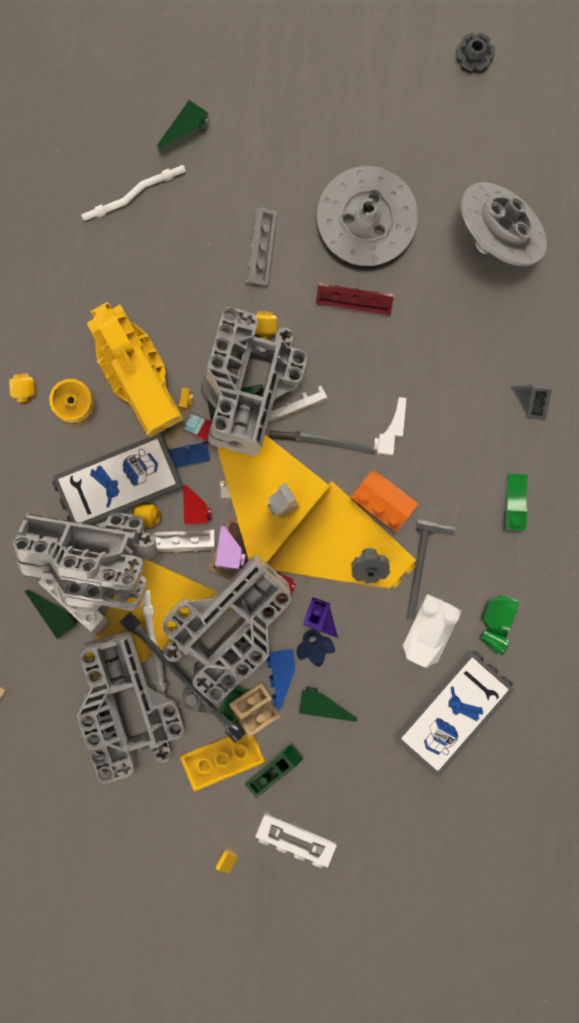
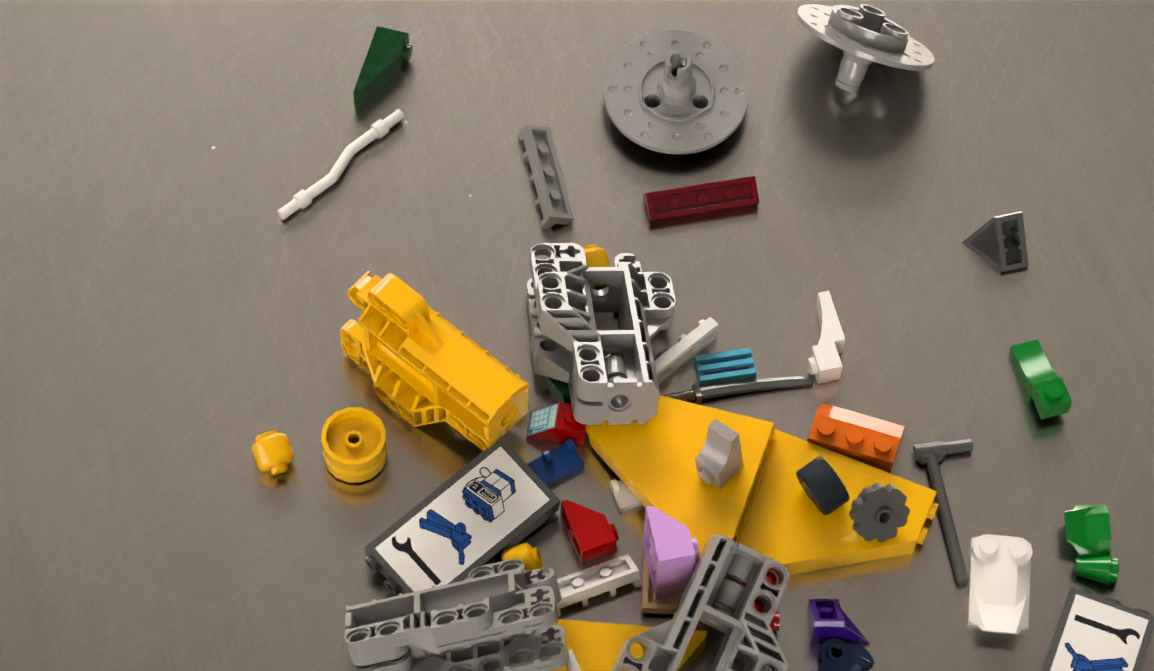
camera: 25 degrees left, 25 degrees down
(326, 416) = (723, 362): none -> medium azure tile
(343, 537) = (822, 485): none -> black wheel

